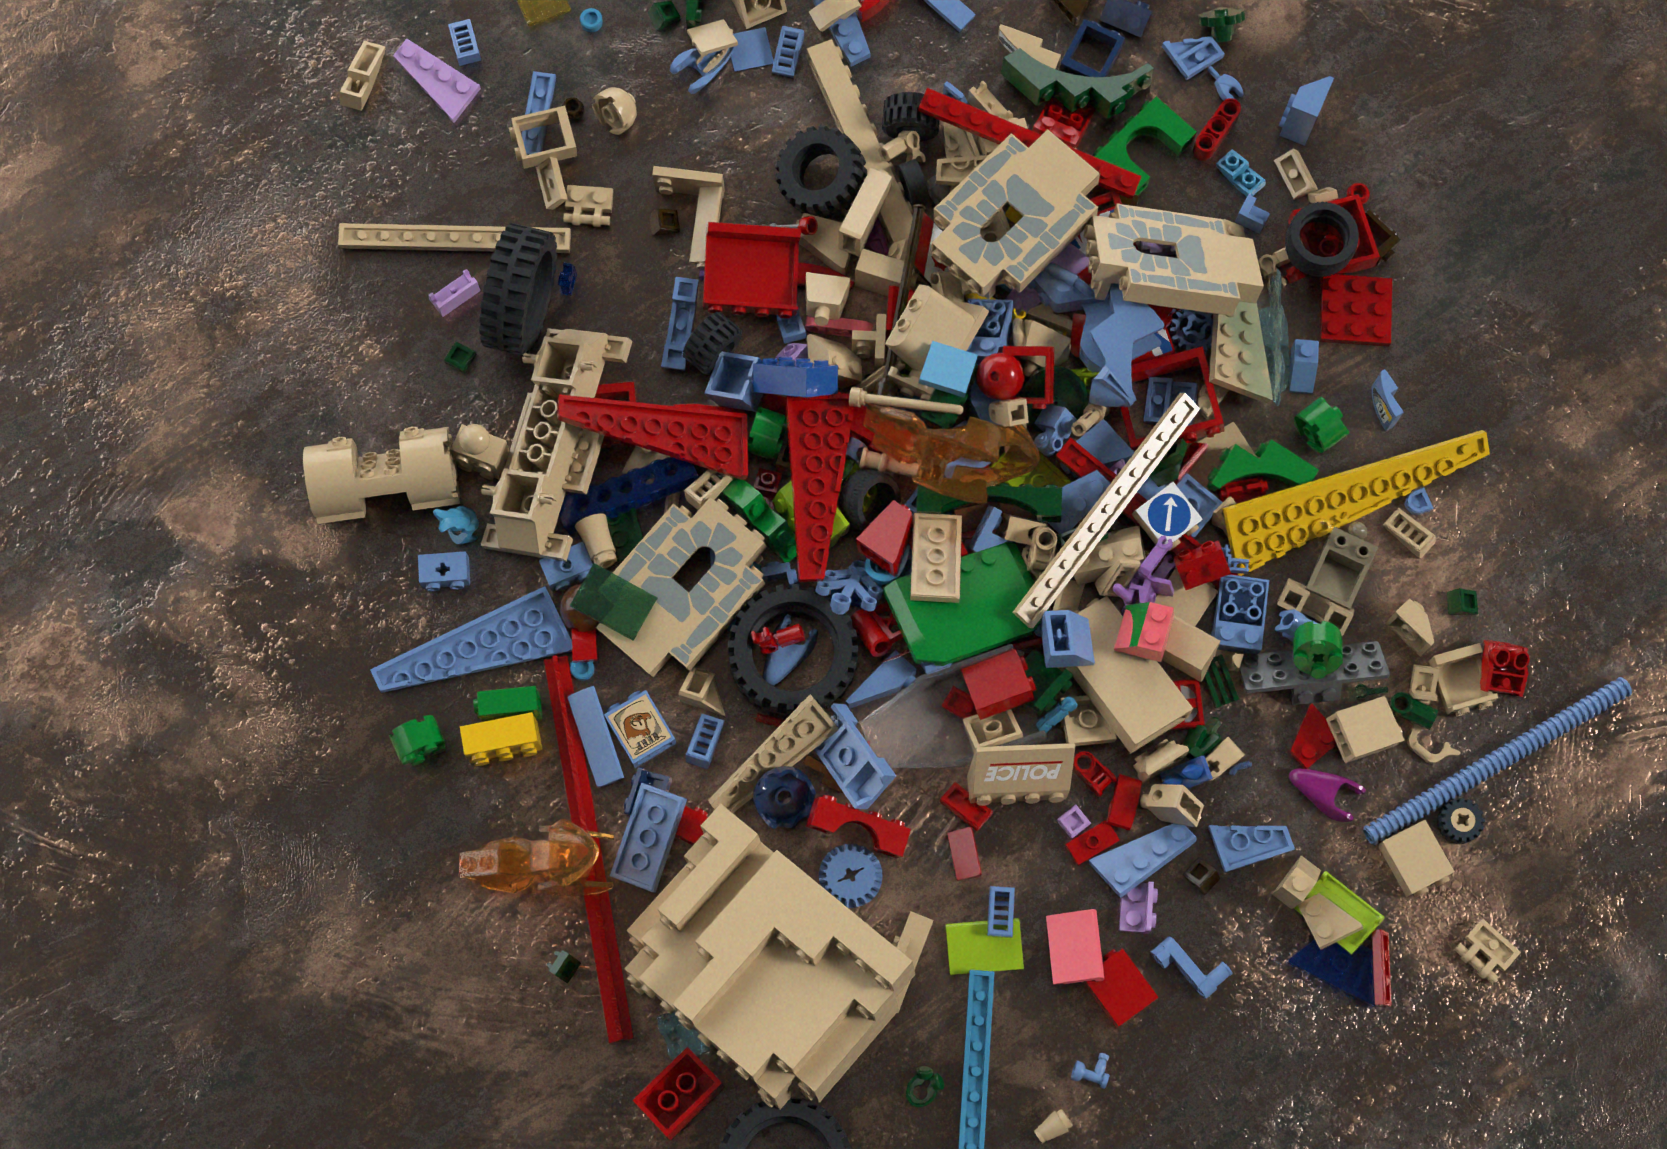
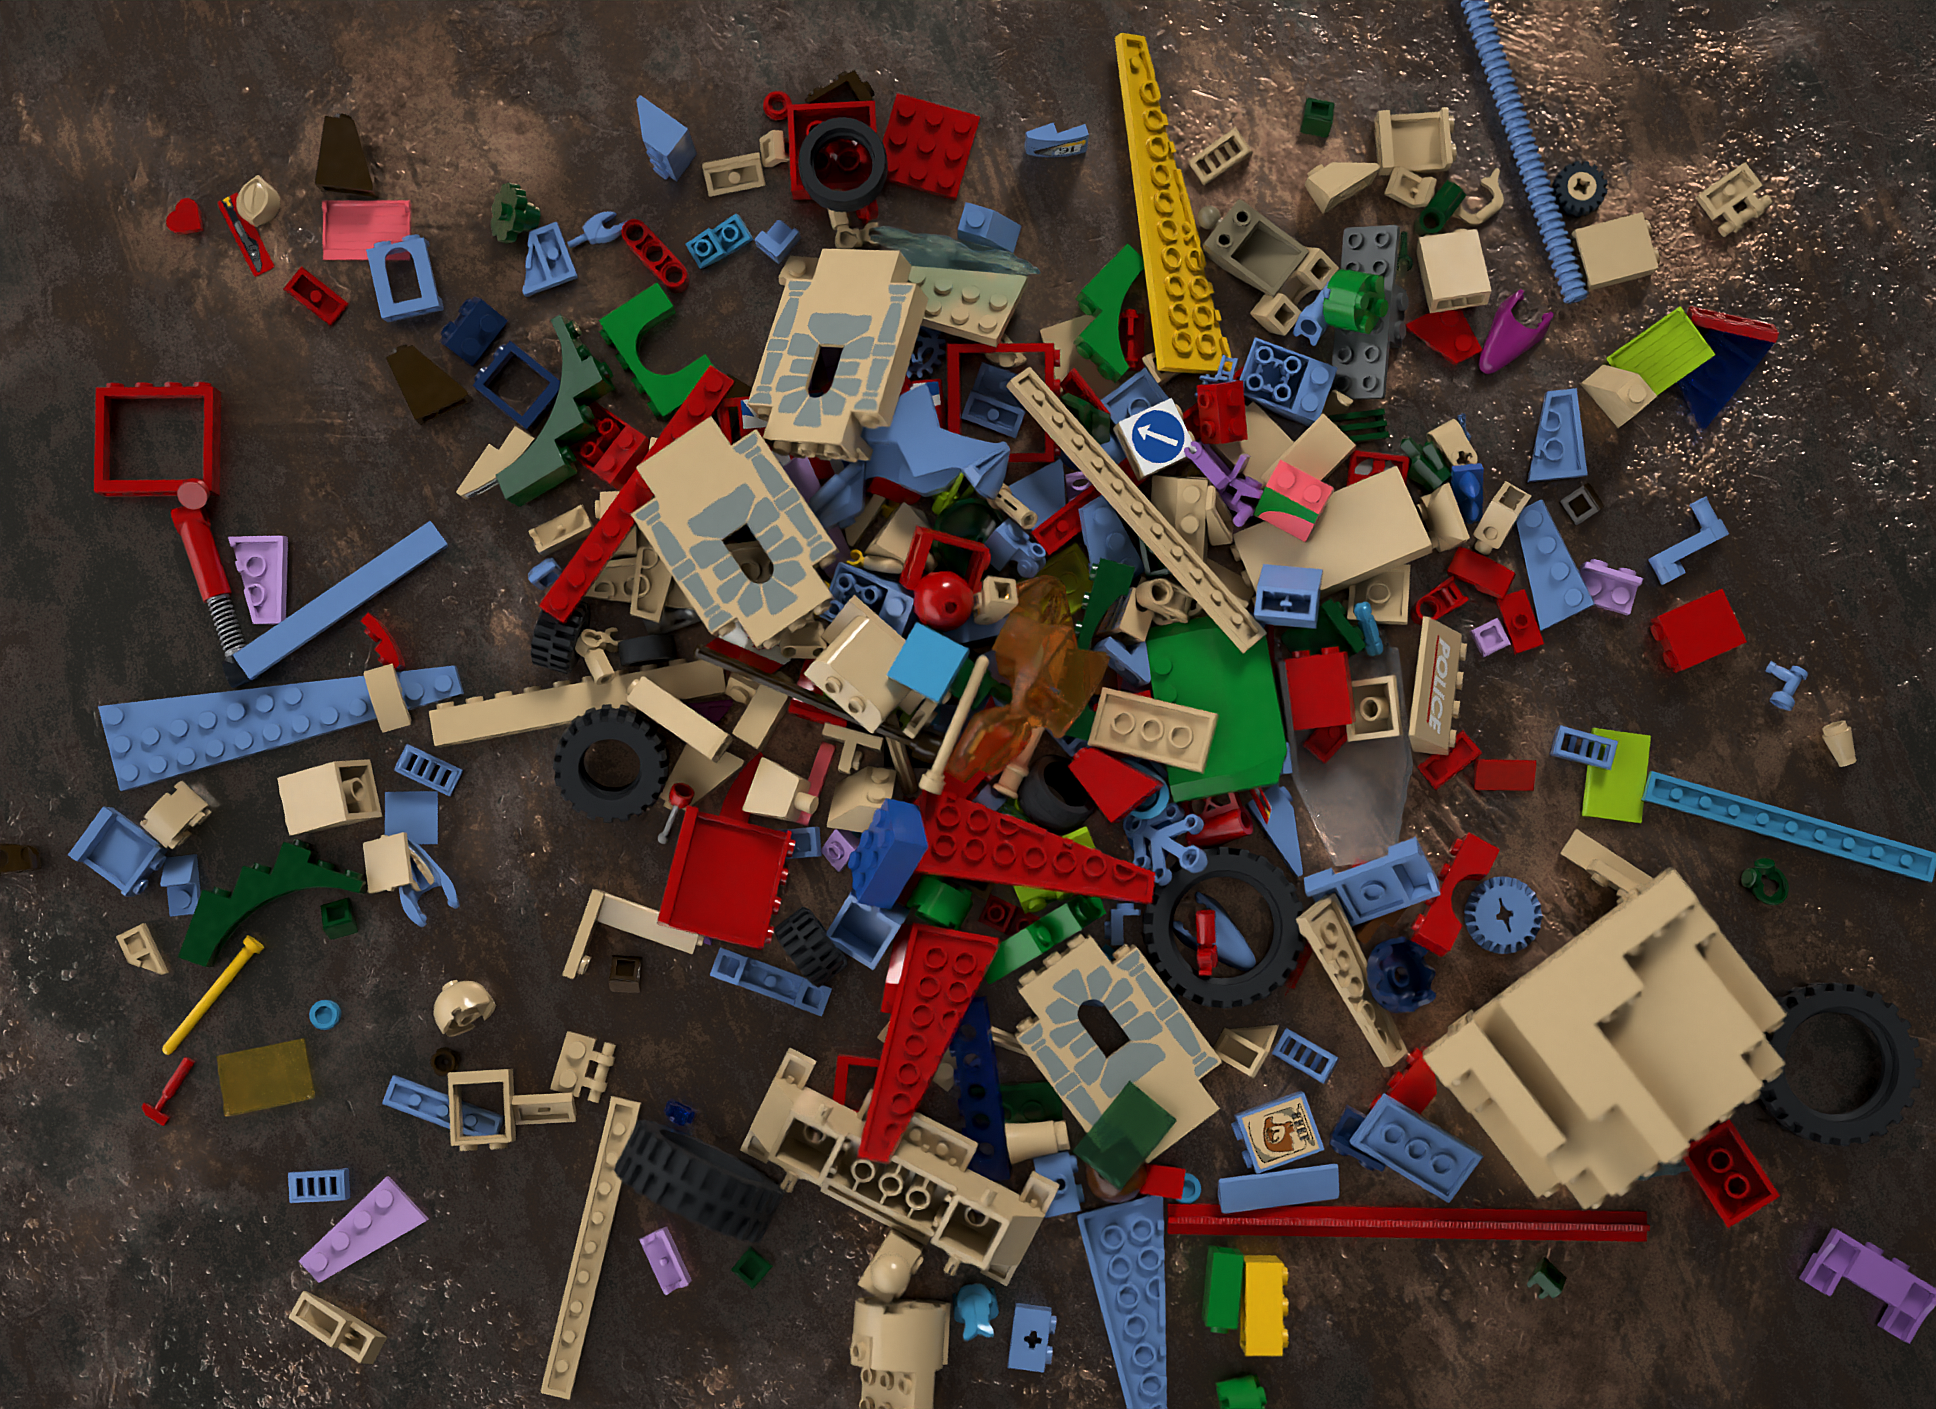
camera: 75 degrees left, 10 degrees up
(515, 861) = (1433, 1264): clear orange piece -> none
(703, 481) = (1012, 992): tan slope -> none
(1075, 947) = (1642, 670): coral piece -> none
(1321, 425) = (1071, 226): green brick -> none
(1327, 920) = (1673, 370): tan wing -> none
(1418, 502) = (1185, 136): medium blue tile -> none
(1504, 668) = (1409, 89): red slope -> none

